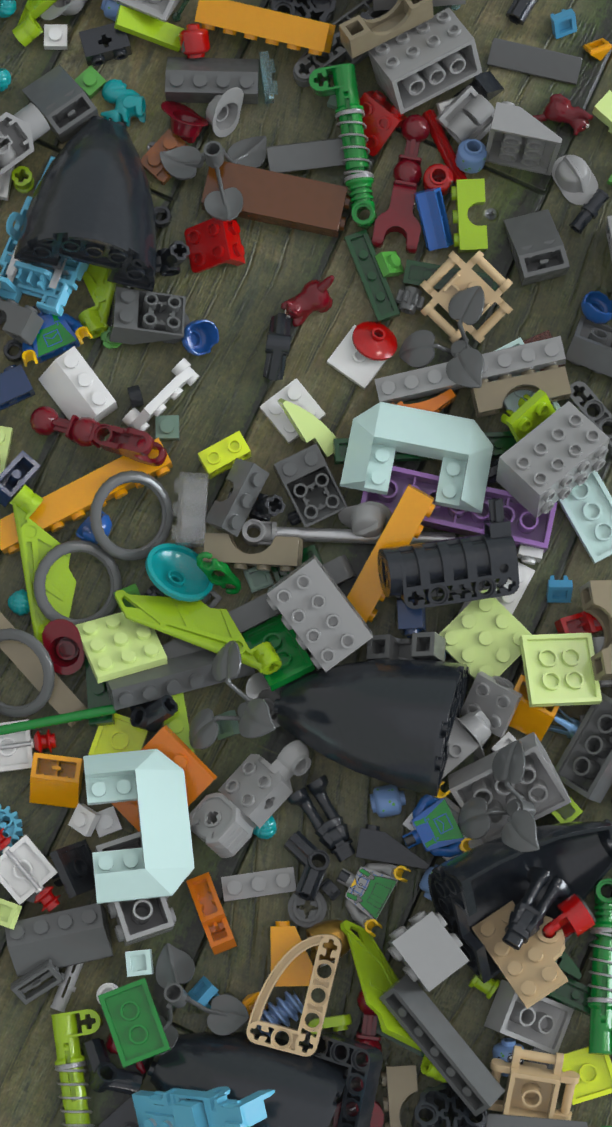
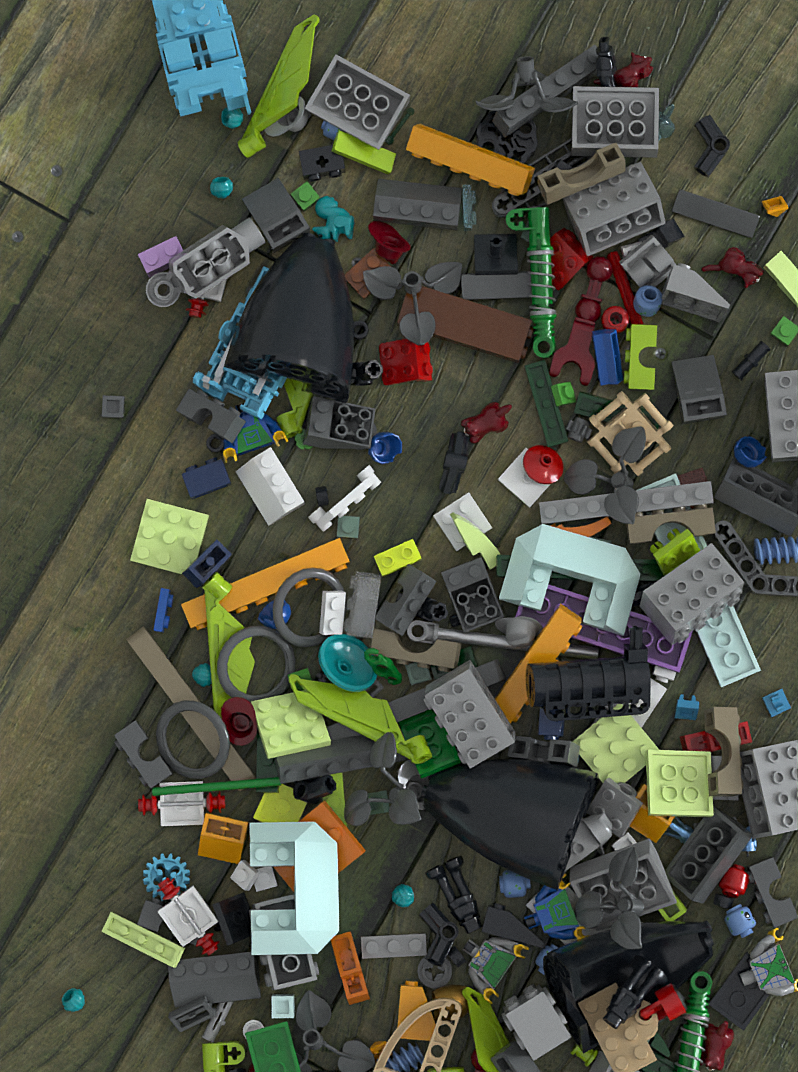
camera: 10 degrees right, 5 degrees up
(27, 184) = (240, 289): lime bush -> none
(55, 37) = (277, 150): white plate -> none
(88, 432) = (277, 528): dark red piece -> none
(157, 520) = (332, 612): none -> white plate
(194, 41) = (404, 167): red head -> none
(203, 992) = (336, 1036): dark azure tile -> none
(224, 111) = (425, 238): light grey piece -> none
(247, 799) = (390, 872): light grey brick -> none
(301, 123) = (495, 254): none -> black tile
(563, 23) = (746, 179): dark azure tile -> none
(574, 179) = (741, 328): light grey piece -> none

